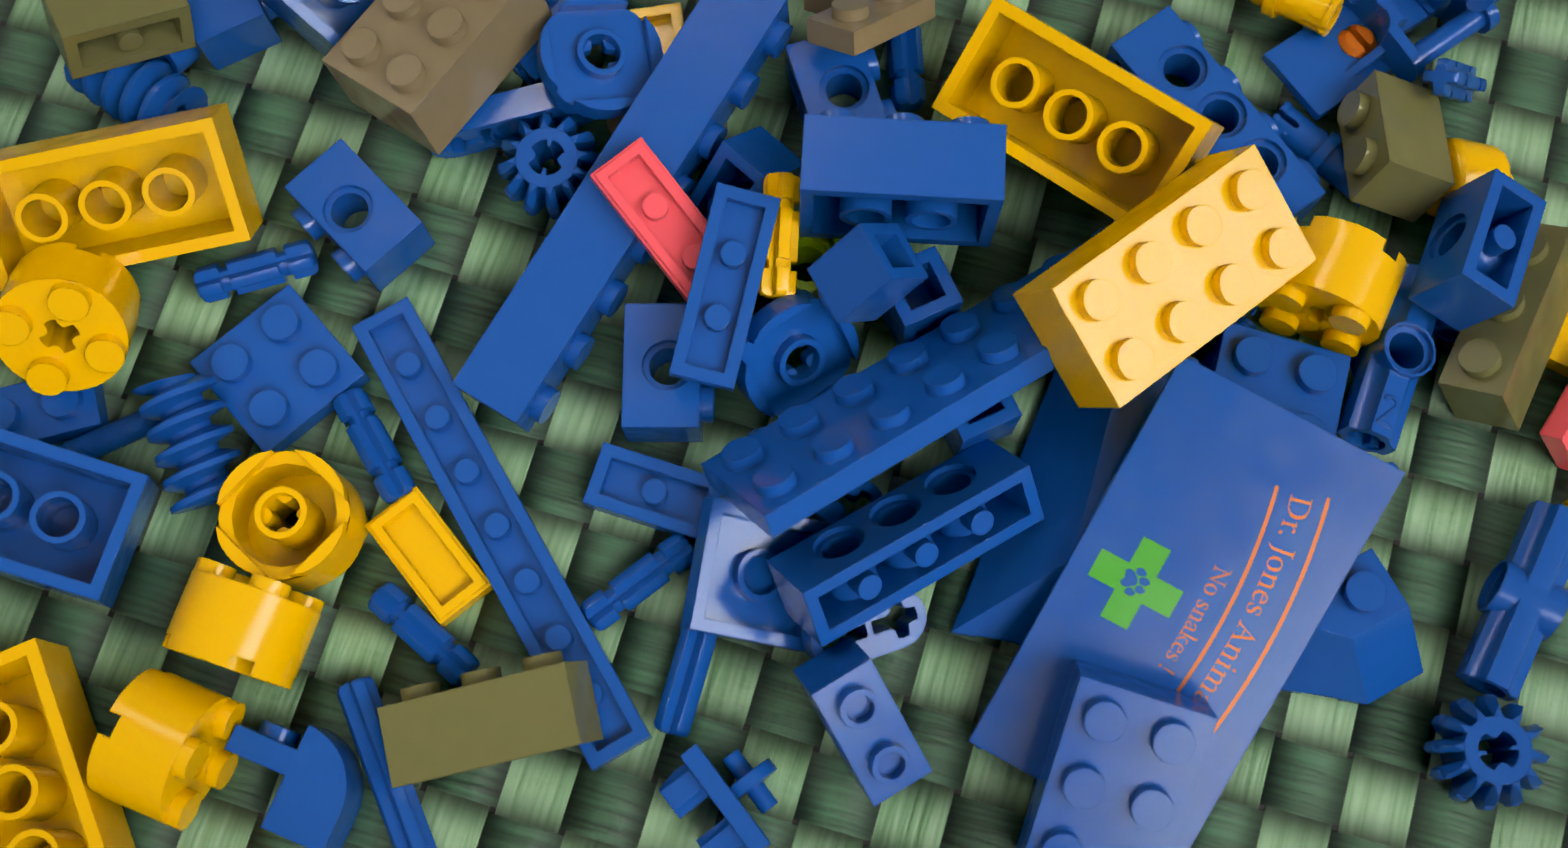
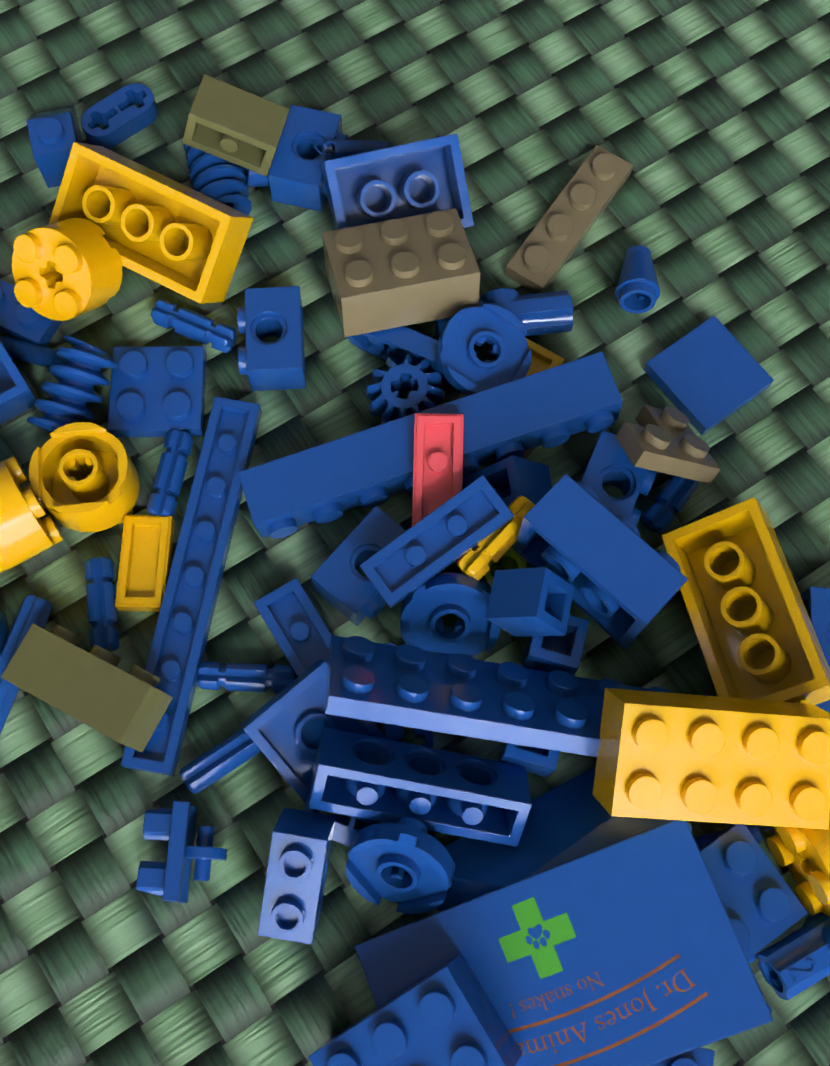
camera: 35 degrees right, 5 degrees down
(922, 626) = (400, 866): none -> blue plate

